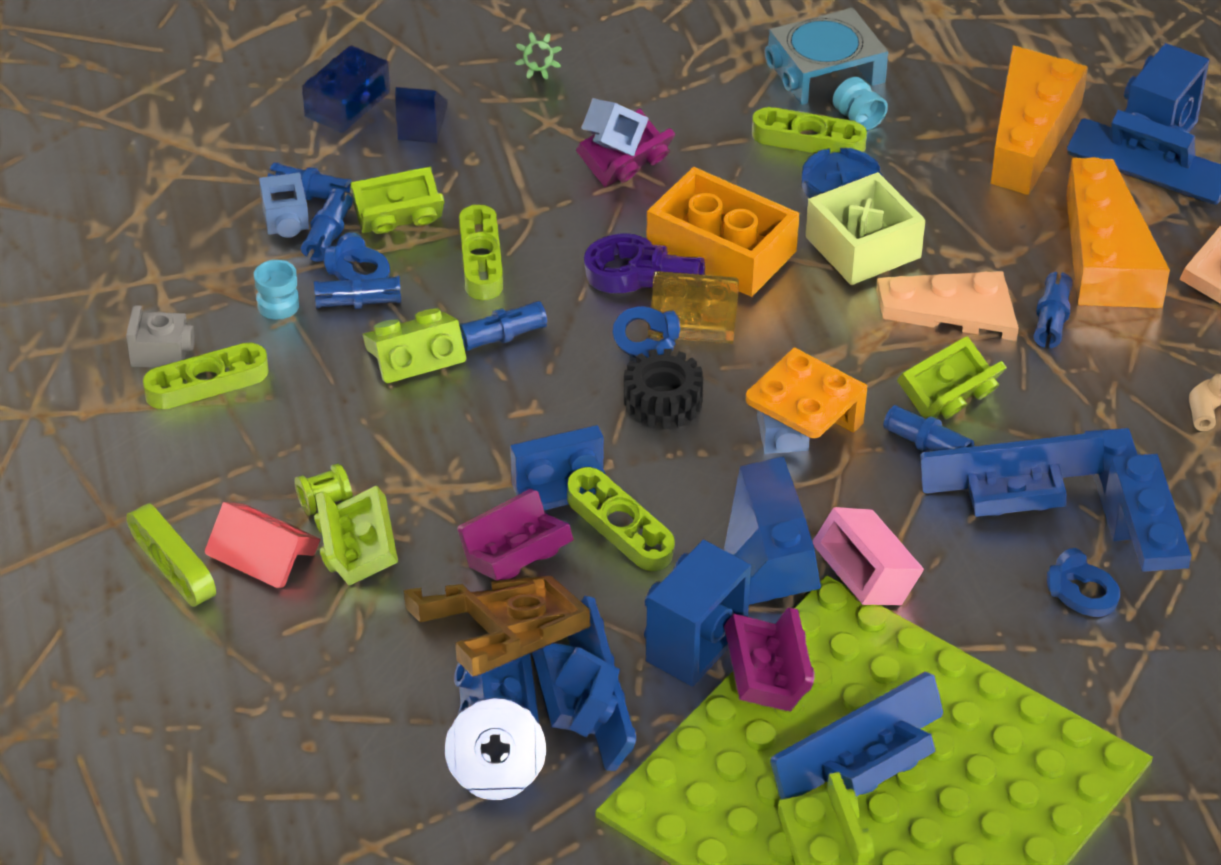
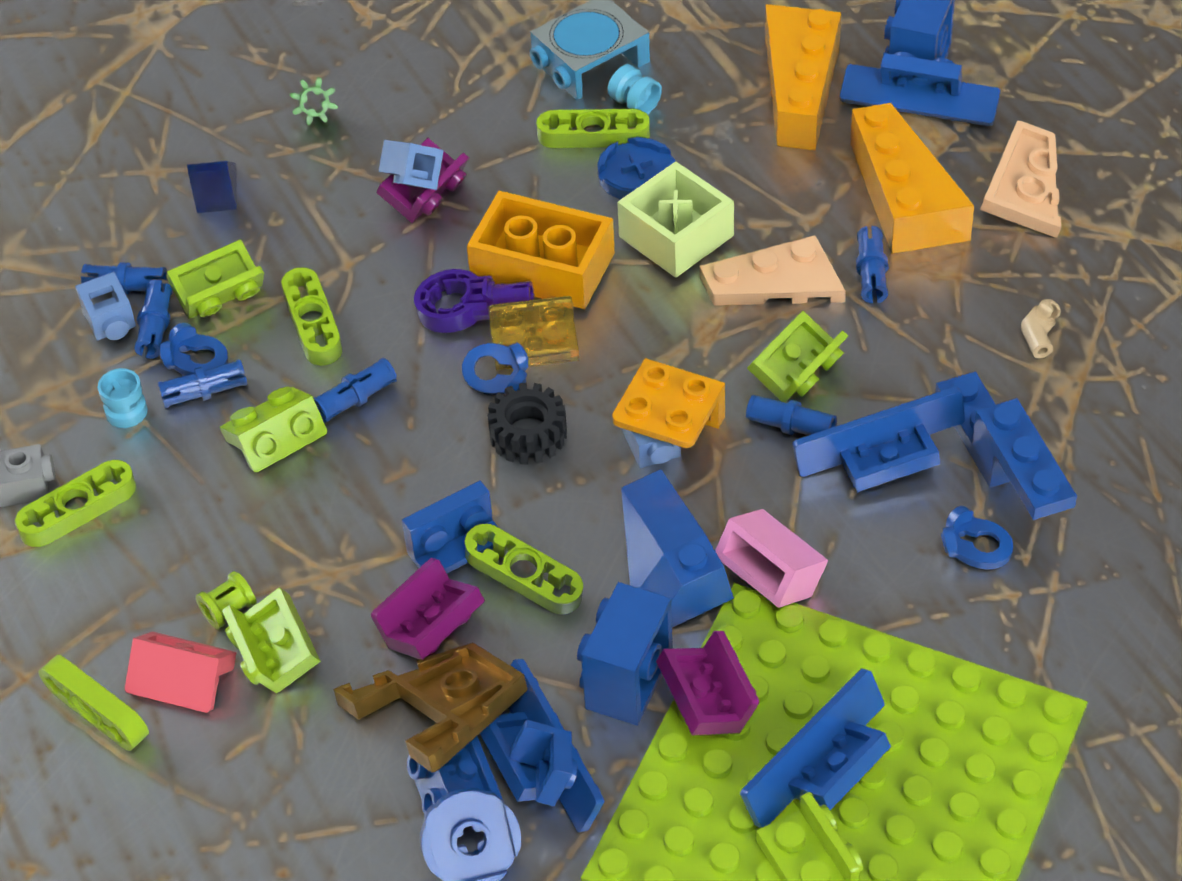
camera: 10 degrees left, 5 degrees up
(346, 88) = (133, 171): clear blue brick -> none

